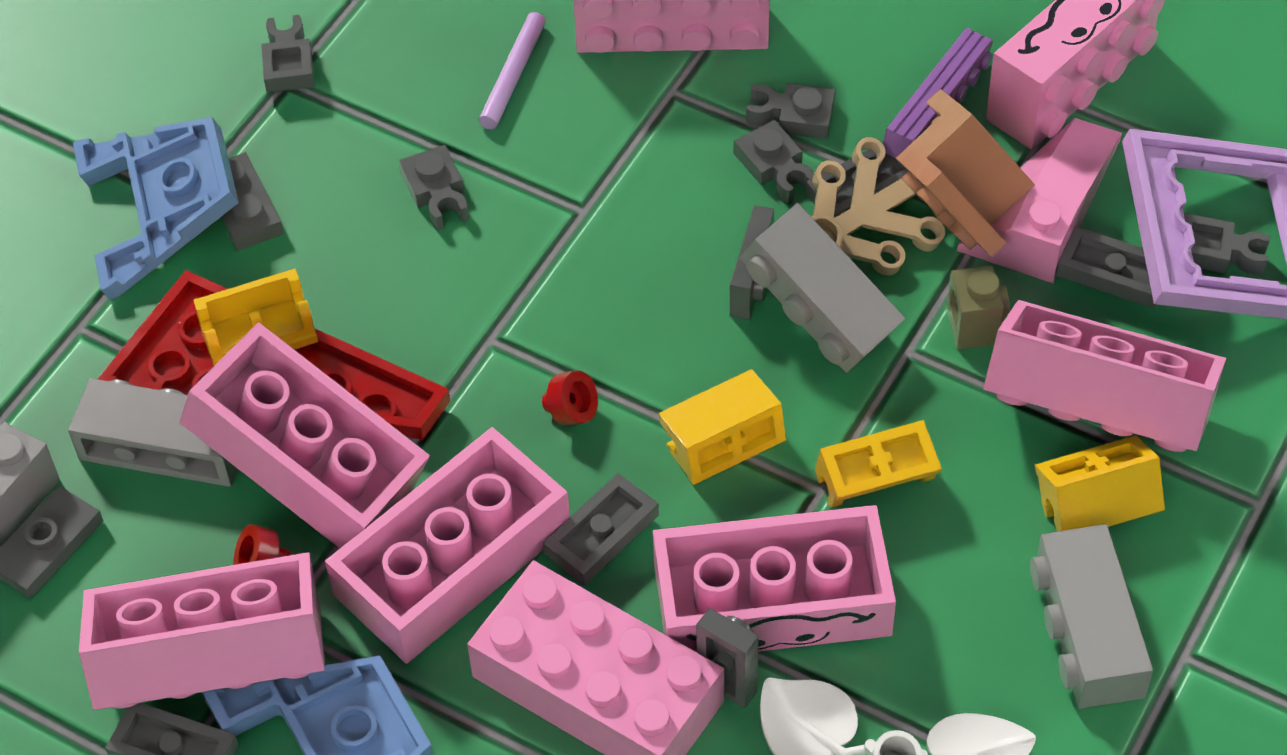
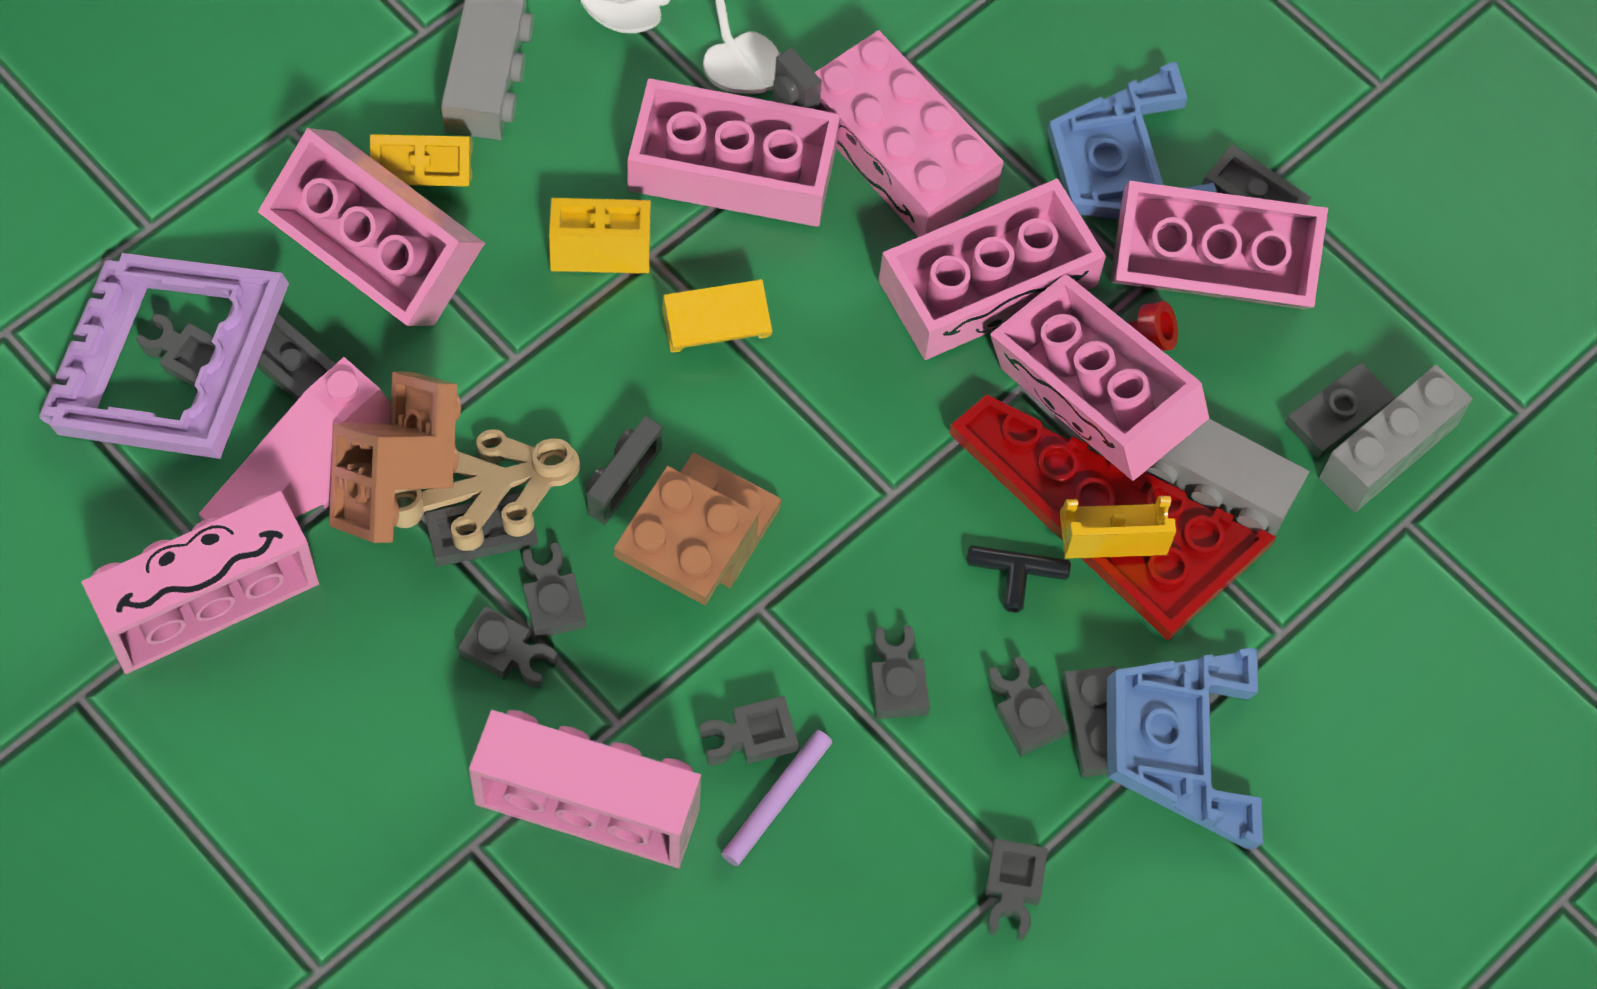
camera: 170 degrees left, 10 degrees up
(309, 188) = (1027, 713): none -> dark grey plate
(349, 302) = (1018, 568): none -> black piece
(549, 102) = (759, 730): none -> dark grey plate
(571, 398) = (843, 387): red tile -> none
(601, 529) = (849, 262): dark grey plate -> none
(659, 221) = (697, 528): none -> nougat bracket
(821, 288) = (582, 392): light grey brick -> none
(952, 74) = (361, 593): medium lavender piece -> none
(976, 306) = (441, 348): olive brick -> none

